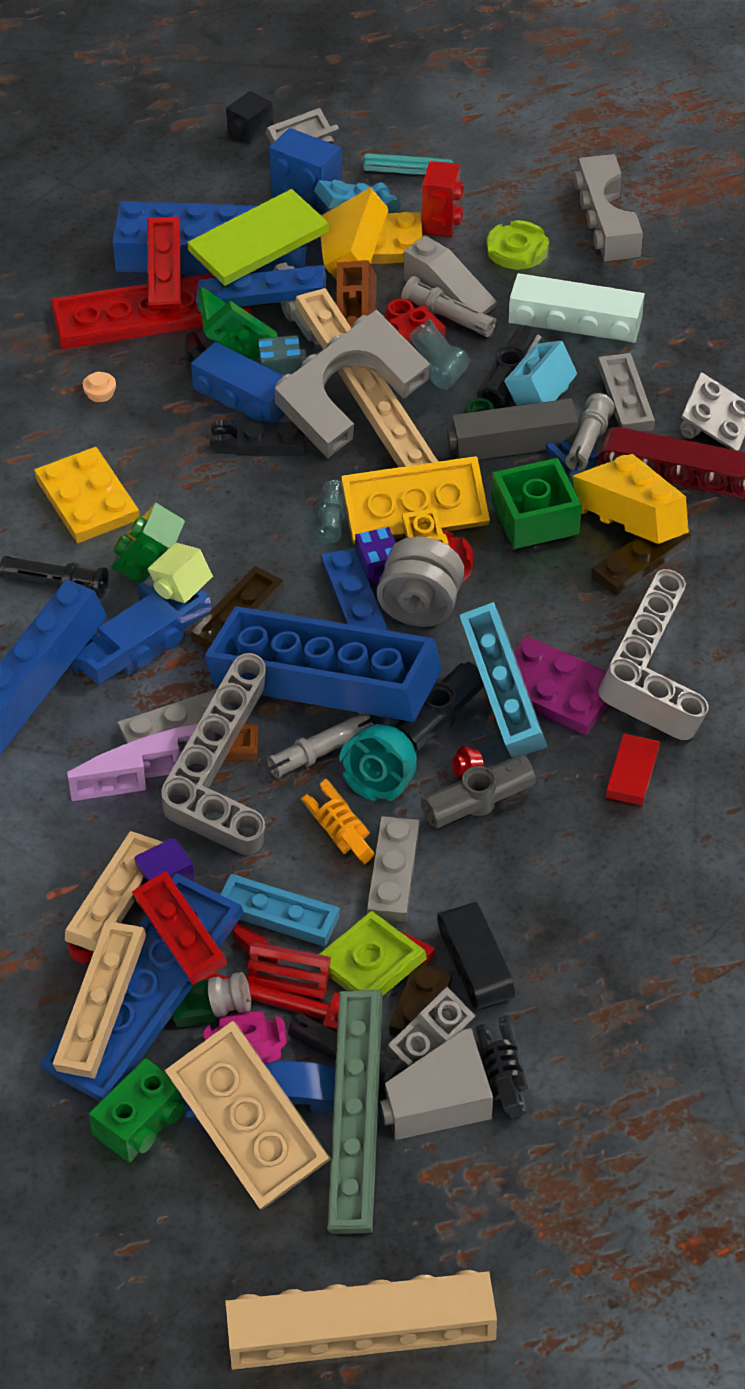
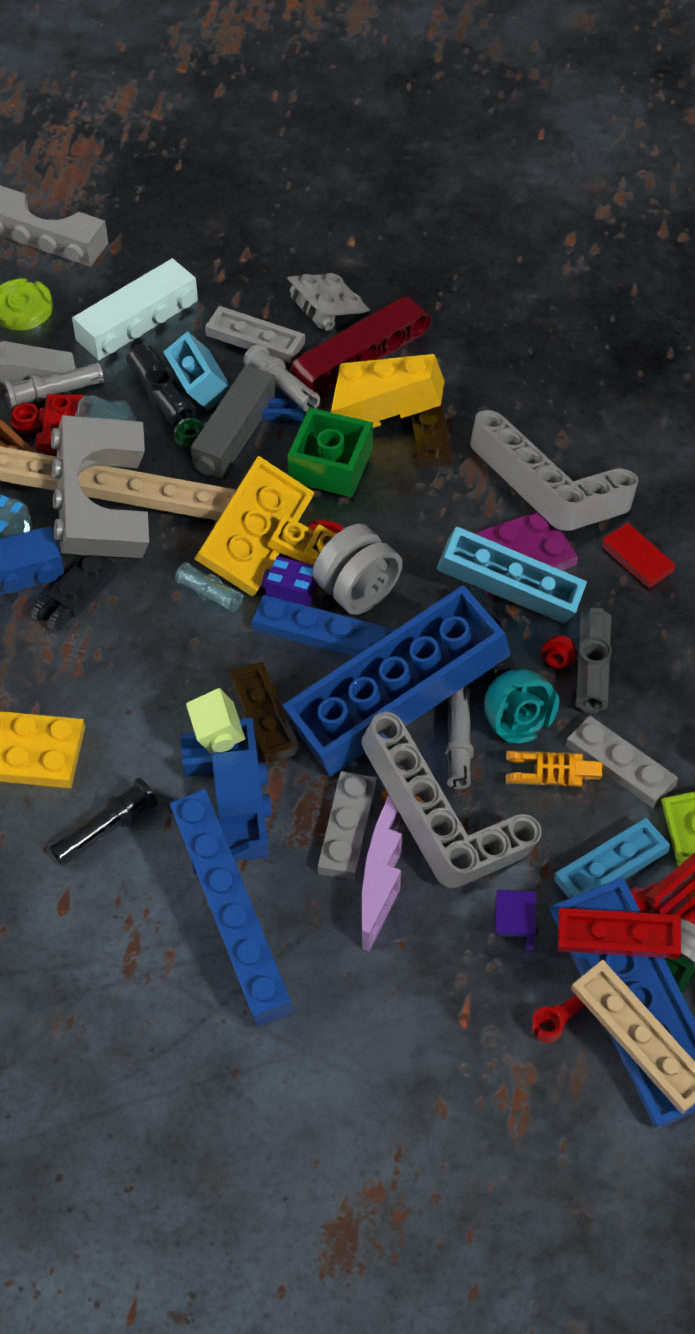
camera: 55 degrees left, 5 degrees up
(111, 894) = (519, 968): tan plate -> none
(146, 542) = (149, 729): green brick -> none

